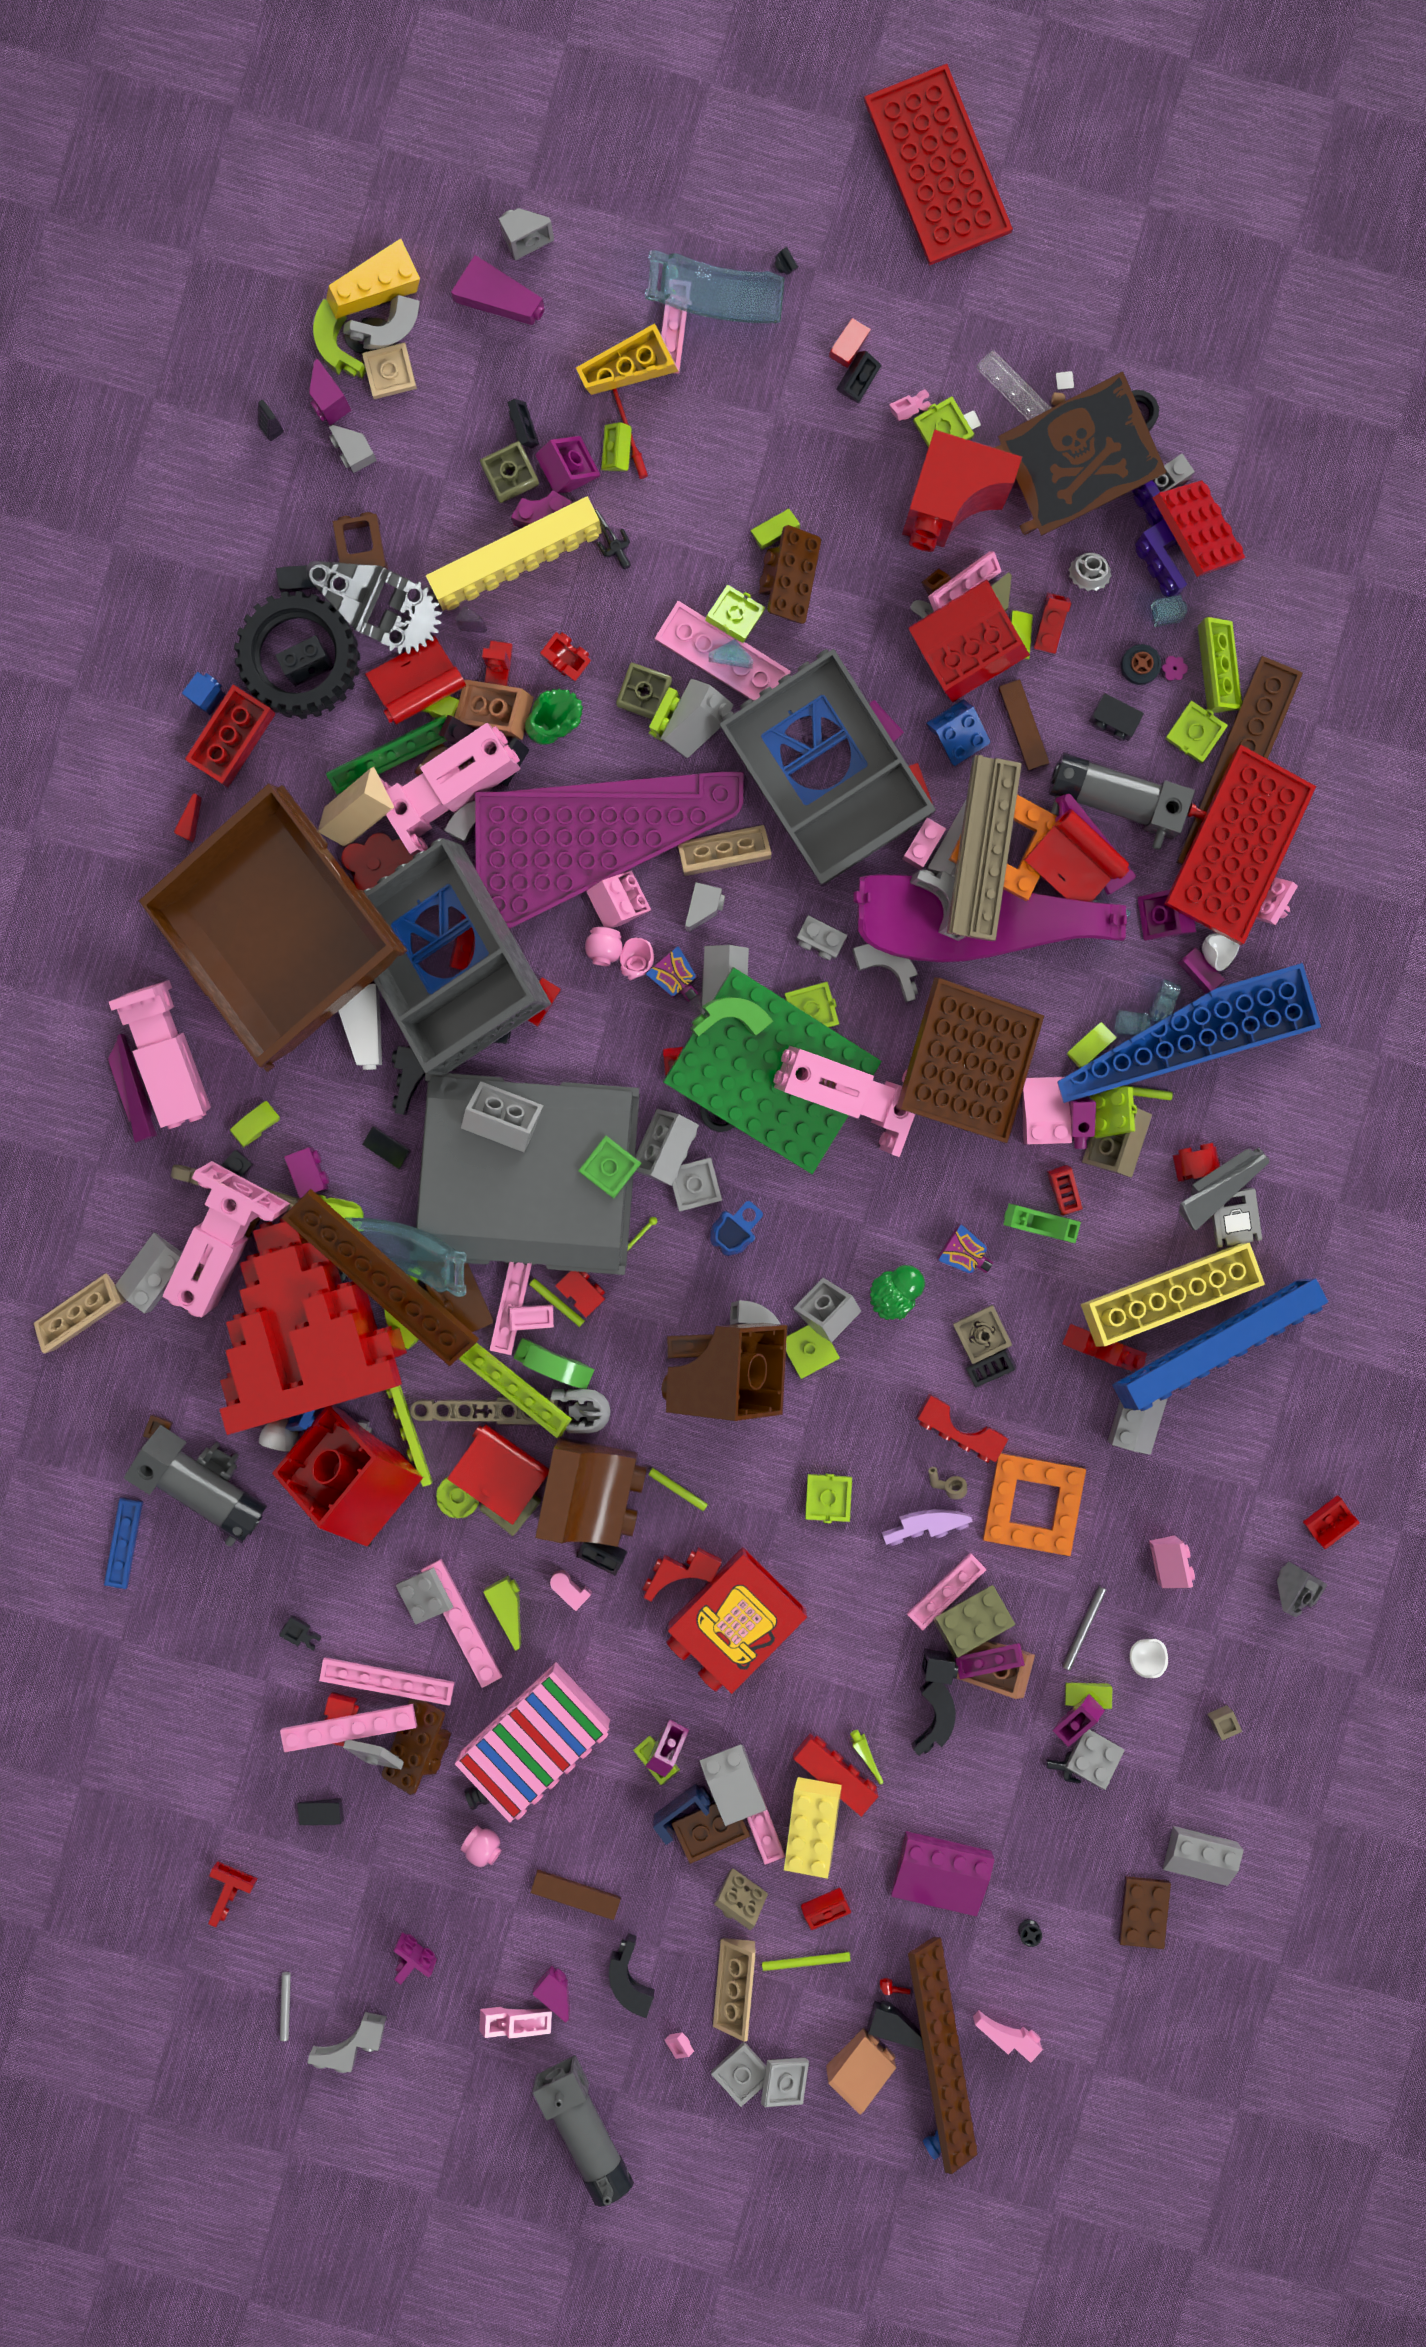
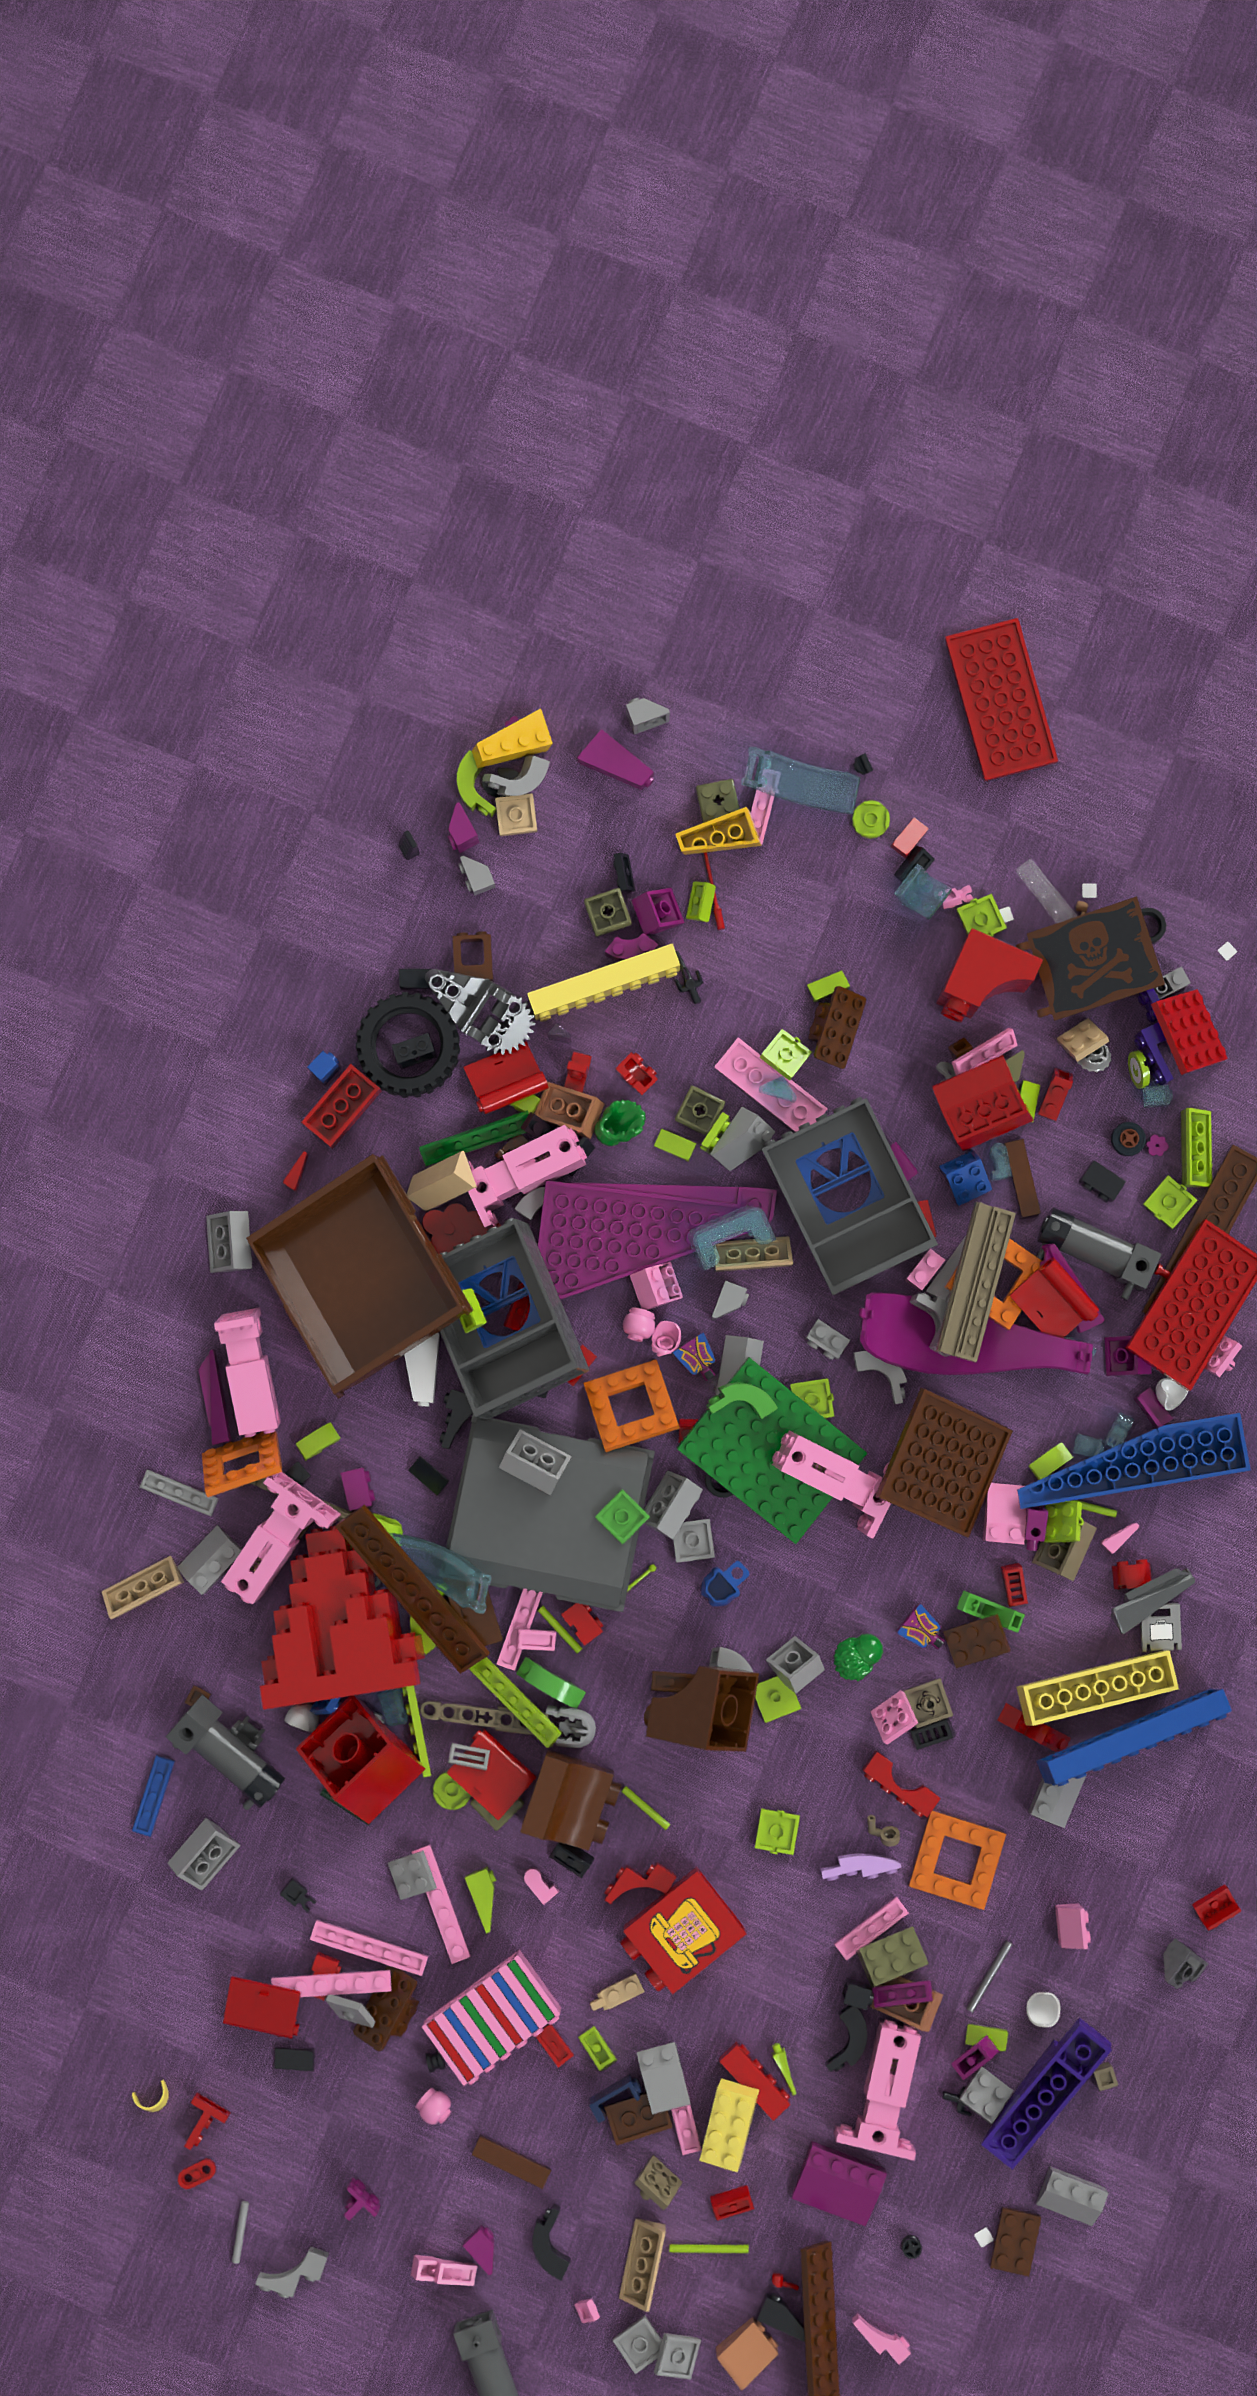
camera: 15 degrees right, 5 degrees down
(105, 1201) = (178, 1492): none -> light grey tile
(120, 910) = (228, 1242): none -> light grey slope
(142, 1181) = (213, 1463): none -> orange plate
(181, 1872) = (159, 2105): none -> light yellow helmet
(187, 1601) = (203, 1854): none -> light grey slope
(228, 1949) = (197, 2172): none -> red plate
(274, 1763) = (262, 2007): none -> red door
(379, 1412) = (393, 1707): none -> clear light blue leg
(412, 959) = (474, 1319): none -> lime slope
(467, 1457) = (467, 1764): none -> light grey tile
(608, 1763) = (554, 2045): none -> red plate
(611, 316) = (709, 792): none -> olive brick
(621, 735) = (675, 1145): none -> lime slope
(642, 1054) = (639, 1430): none -> orange plate
(667, 1748) = (609, 2037): magenta brick -> none
(671, 1697) = (618, 1993): none -> tan hinge
(716, 807) = (746, 1219): none -> clear light blue windscreen
(802, 326) = (870, 819): none -> lime tile
(871, 404) = (922, 892): none -> clear light blue bracket
(949, 1359) = (899, 1718): none -> bright pink plate
(983, 1771) = (885, 2092): none -> bright pink brick
(995, 703) = (1000, 1158): none -> clear light blue leg
(1029, 1258) = (976, 1641): none -> reddish brown plate
(1076, 554) = (1082, 1039): none -> tan plate
(1109, 1911) = (983, 2237): none -> white sticker
(1144, 582) = (1138, 1071): none -> lime tile
(1162, 1748) = (1046, 2091): none -> dark purple slope
(1175, 1126) = (1116, 1540): none -> bright pink slope
(1231, 432) = (1227, 951): none -> white sticker

